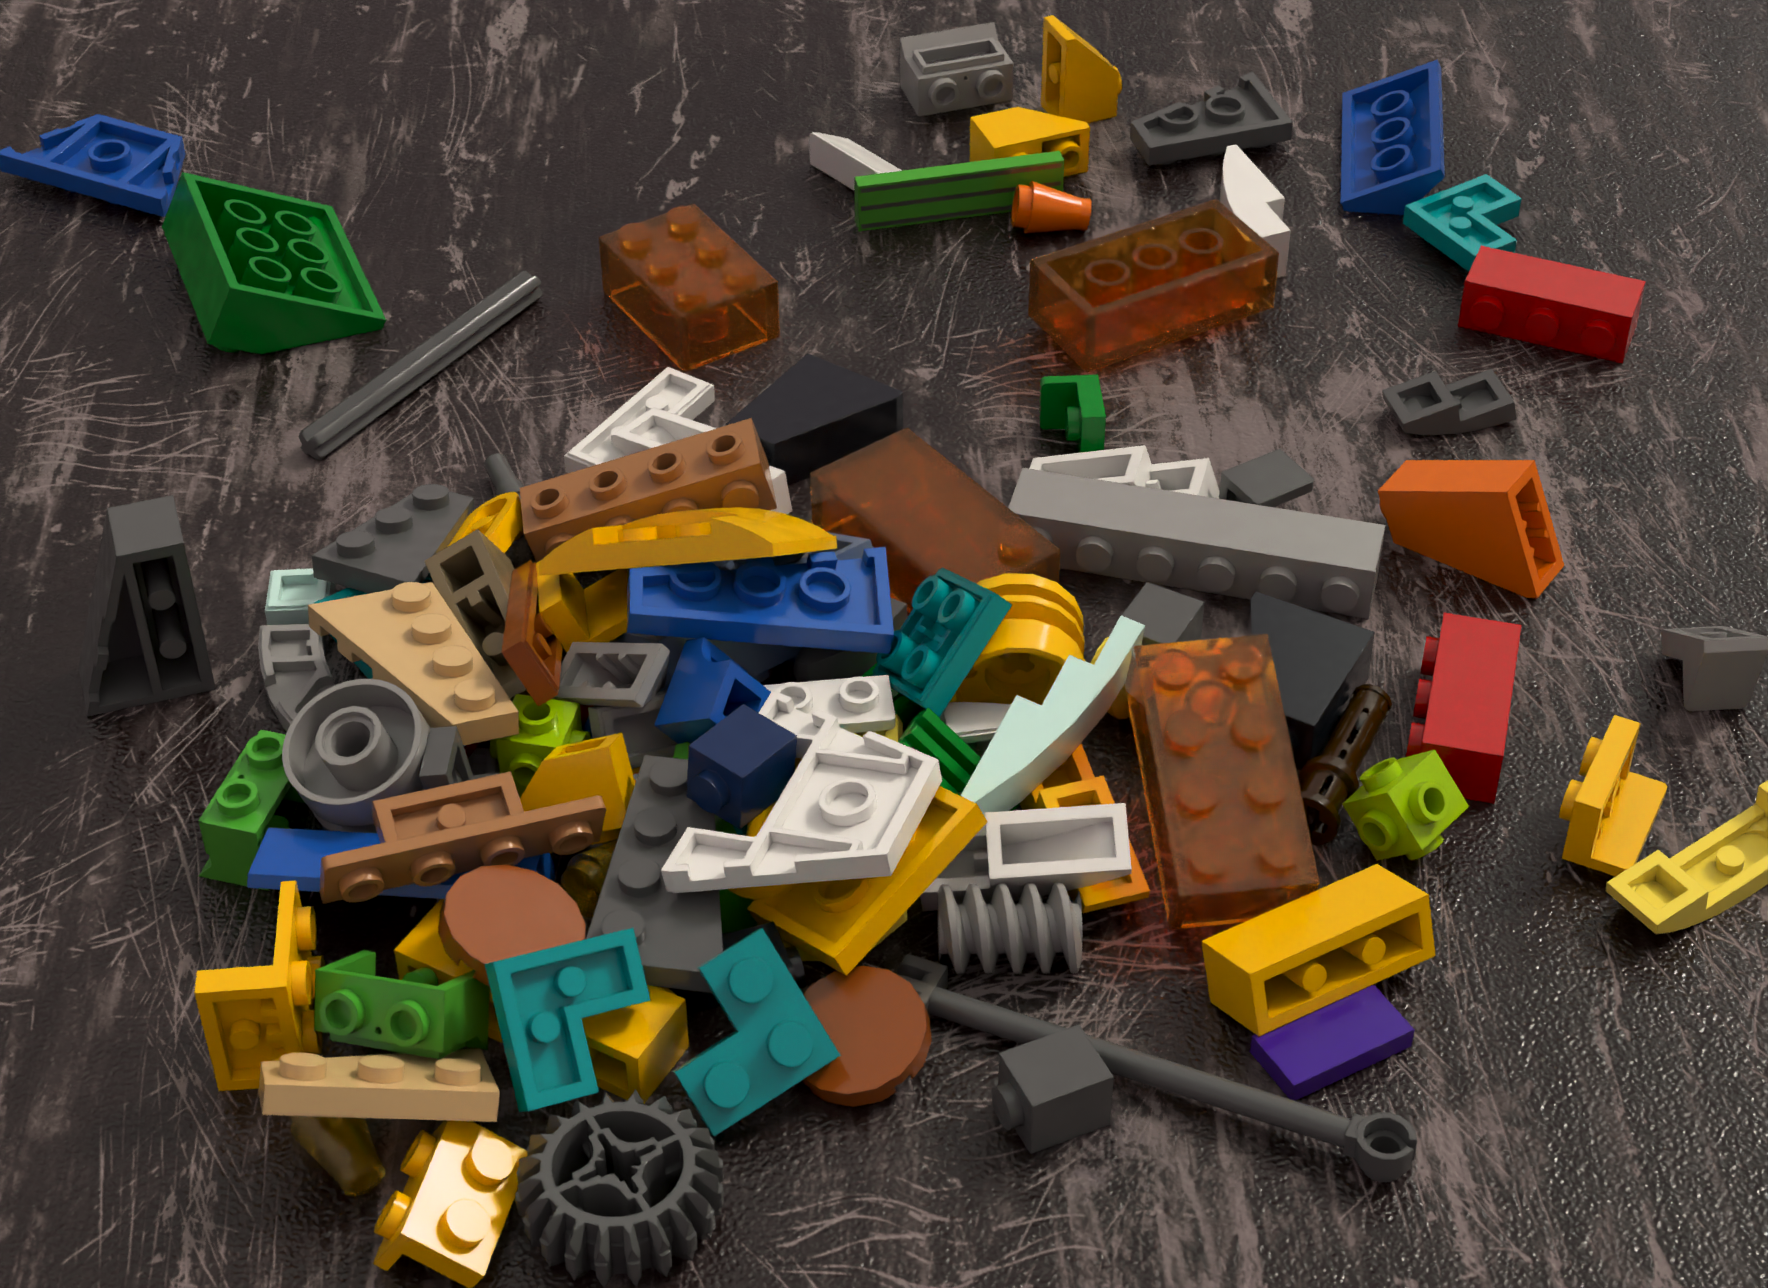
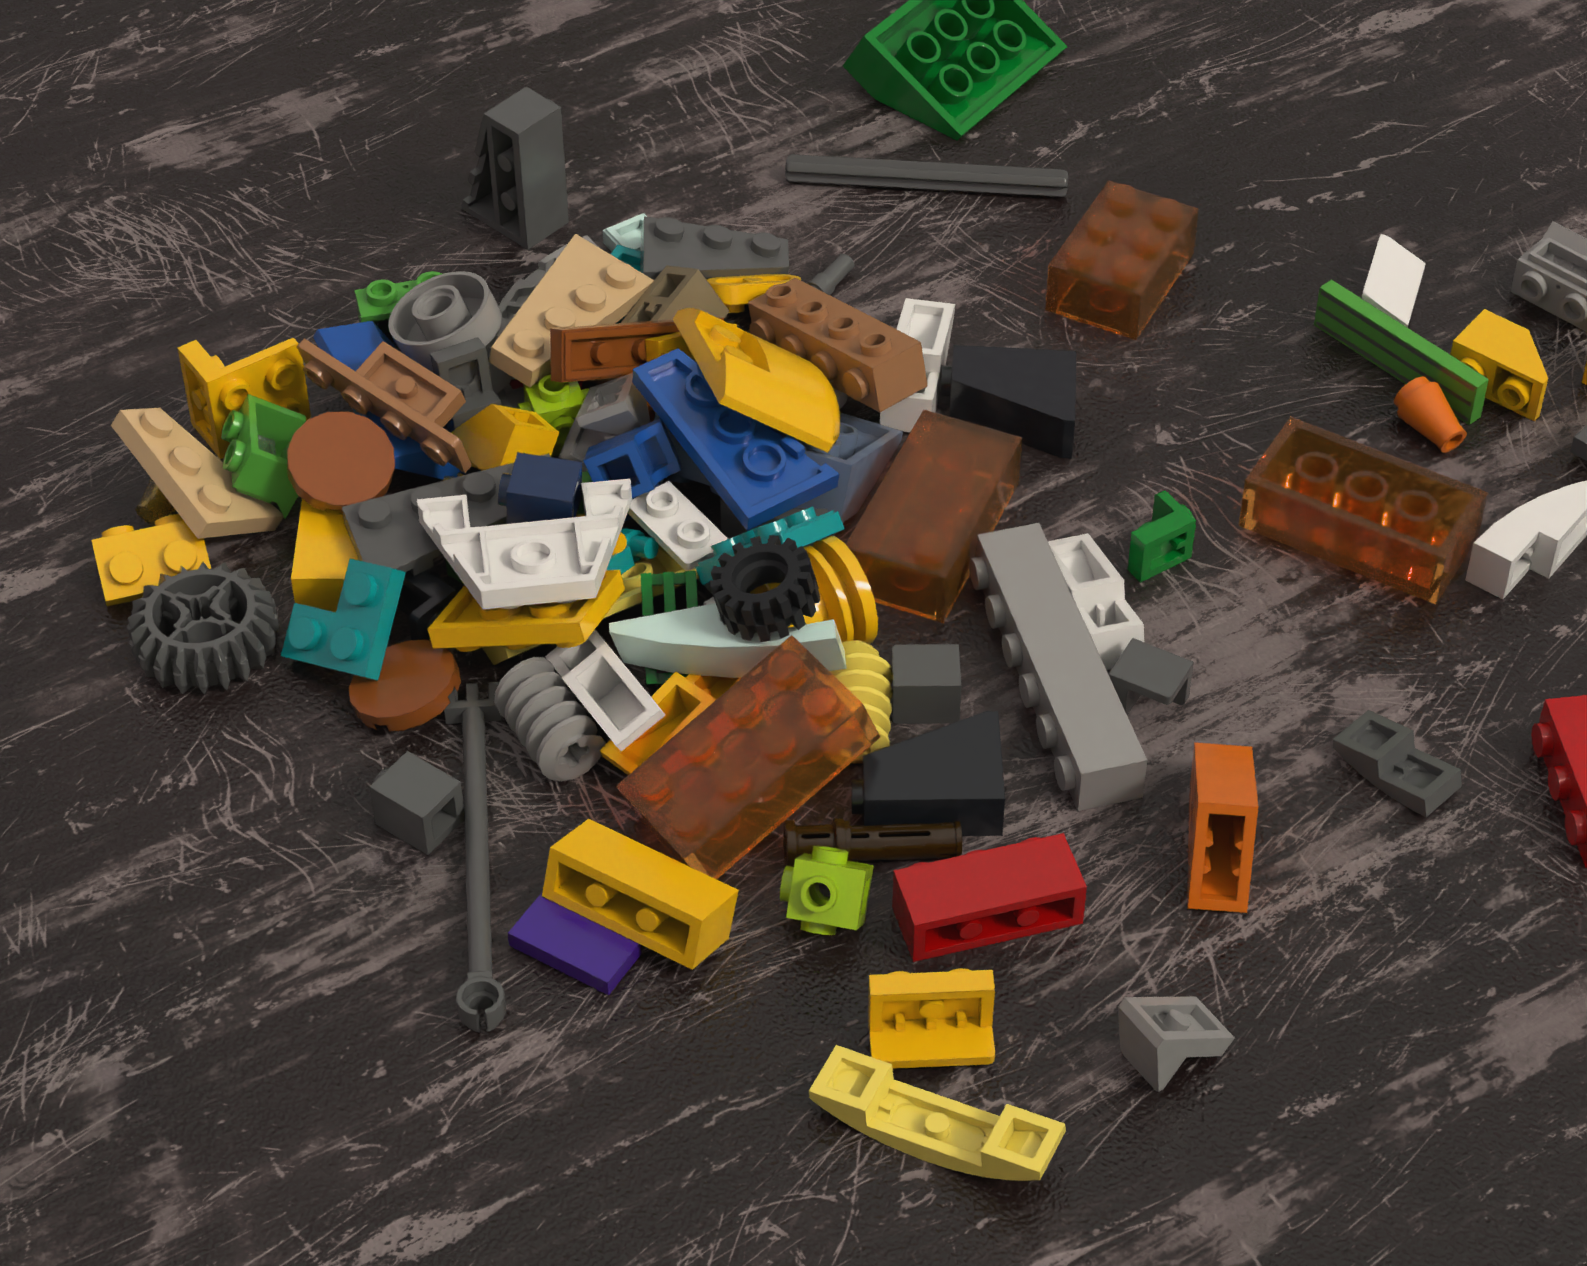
camera: 60 degrees right, 5 degrees up
(542, 1006) = (283, 503): teal plate -> none
(668, 391) = (975, 315): white tile -> none
(1054, 669) = (767, 610): none -> black tyre

